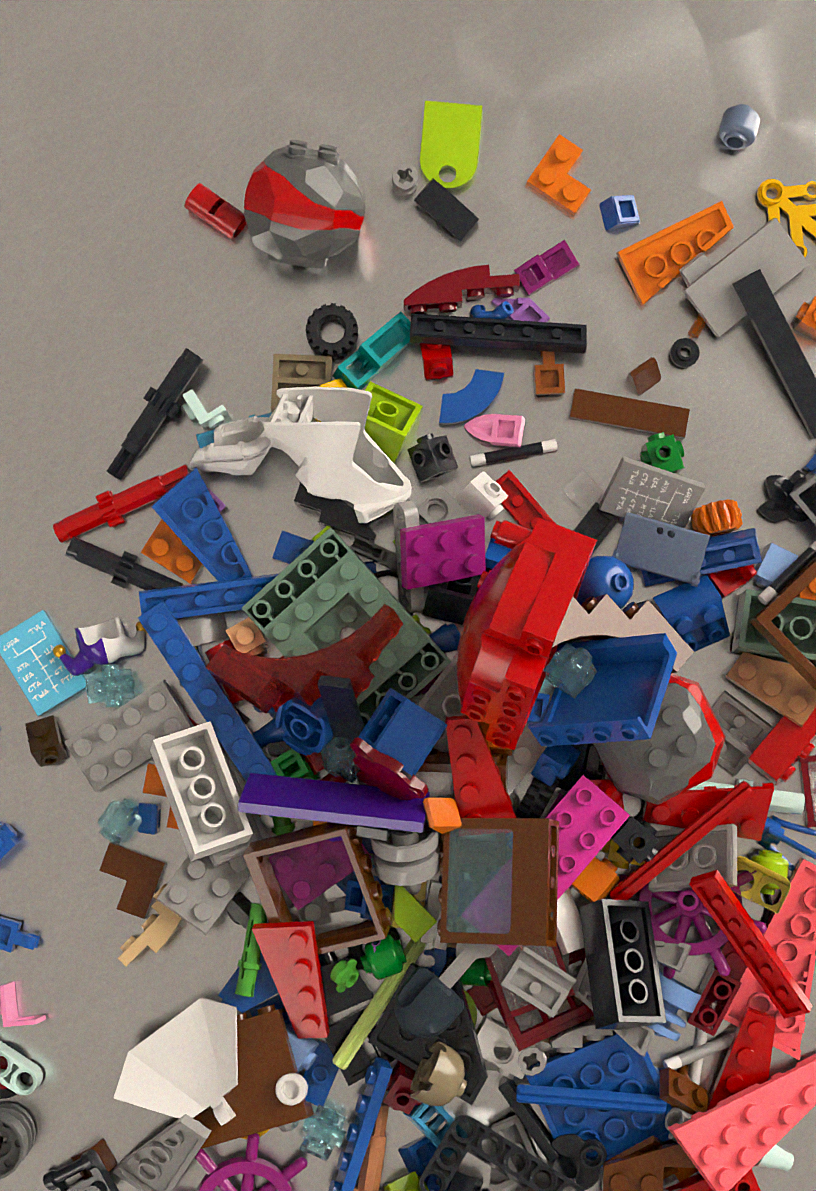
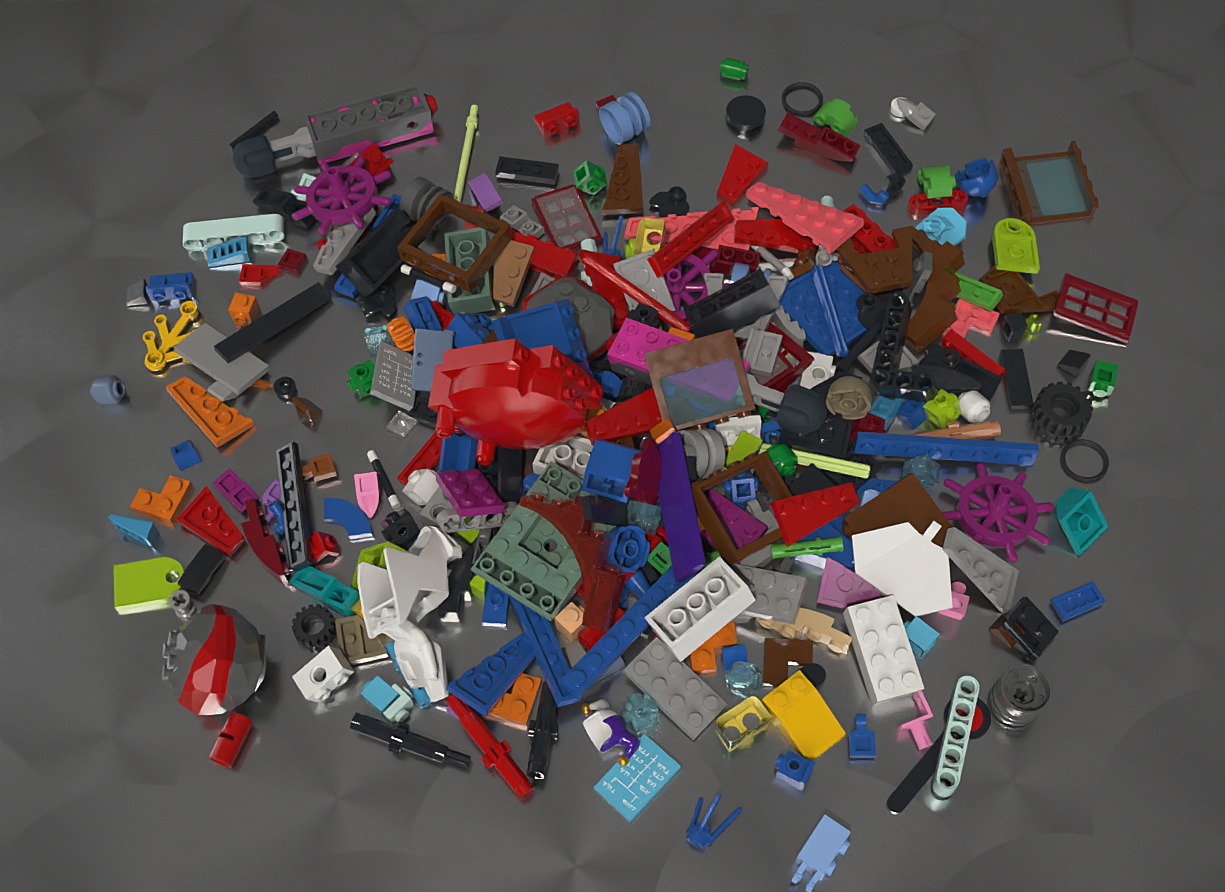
camera: 95 degrees left, 25 degrees down
(45, 741) = (698, 754): dark brown bracket -> none
(54, 875) = (803, 717): none -> yellow slope
(56, 813) = (750, 705): none -> light yellow piece
(99, 997) = (883, 650): none -> white brick
(102, 904) = (814, 673): none -> black tile
(110, 1047) = (920, 636): none -> medium azure brick
(133, 1113) = (959, 601): none -> bright pink bracket
(195, 977) = (843, 587): none -> magenta wing
(220, 389) = (379, 695): none -> medium azure brick
(256, 315) = (310, 677): none -> white brick
(291, 1089) = (896, 488): white tile -> none
(344, 974) = (802, 480): bright green plate -> none
(508, 230) = (211, 523): none -> red wing
(519, 143) = (139, 529): none -> dark azure slope
(541, 1056) = (817, 340): light grey bush -> none
(629, 413) = (337, 412): reddish brown tile -> none
(726, 484) = (375, 336): none -> clear light blue slope

